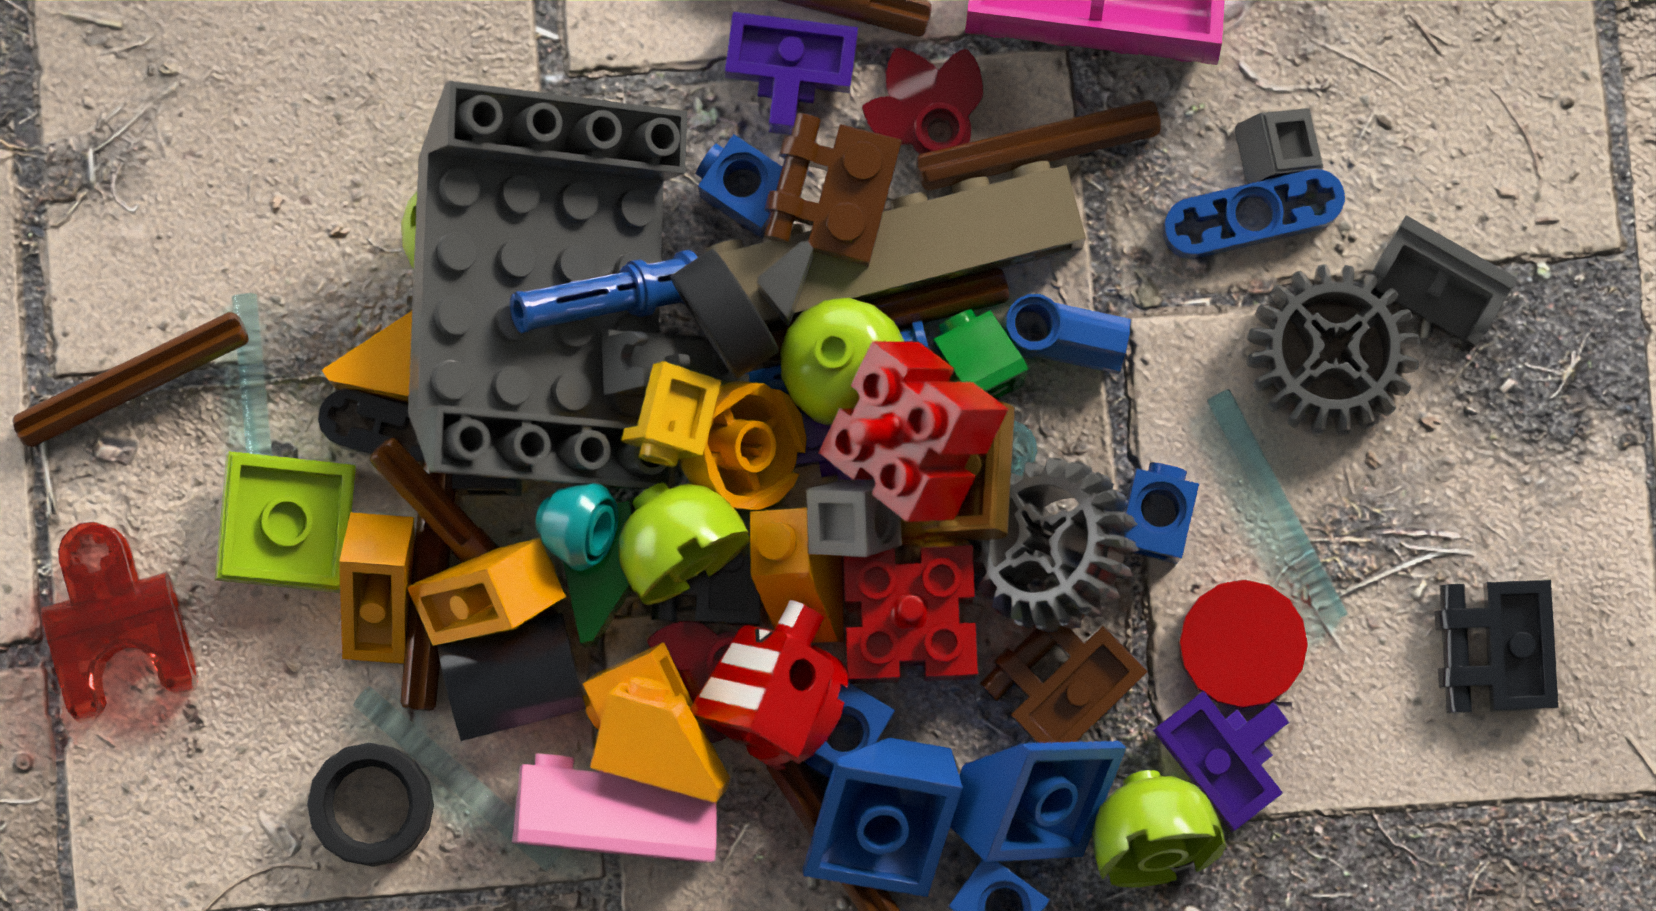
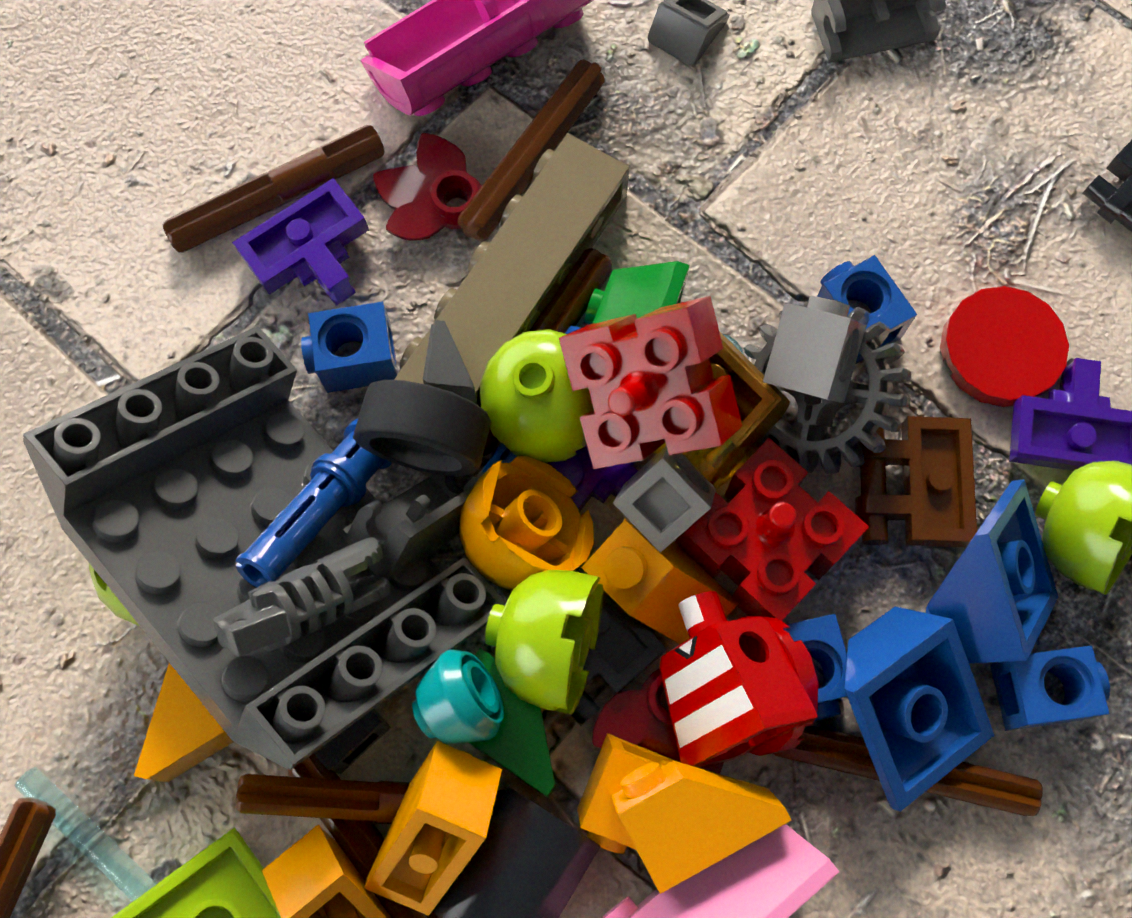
camera: 45 degrees left, 10 degrees down
(371, 408) = (206, 771): black beam -> none
(538, 363) = (303, 600): none -> dark grey hinge
(674, 415) = (456, 539): yellow bracket -> none
(852, 195) = (436, 272): reddish brown plate -> none
(1050, 517) = (815, 349): none -> light grey brick
(1073, 334) = (690, 238): blue piece -> none
(1277, 507) = (929, 239): clear light blue bar -> none
(1302, 217) = (716, 98): blue beam -> none
(1314, 327) = (867, 93): dark grey gear -> none

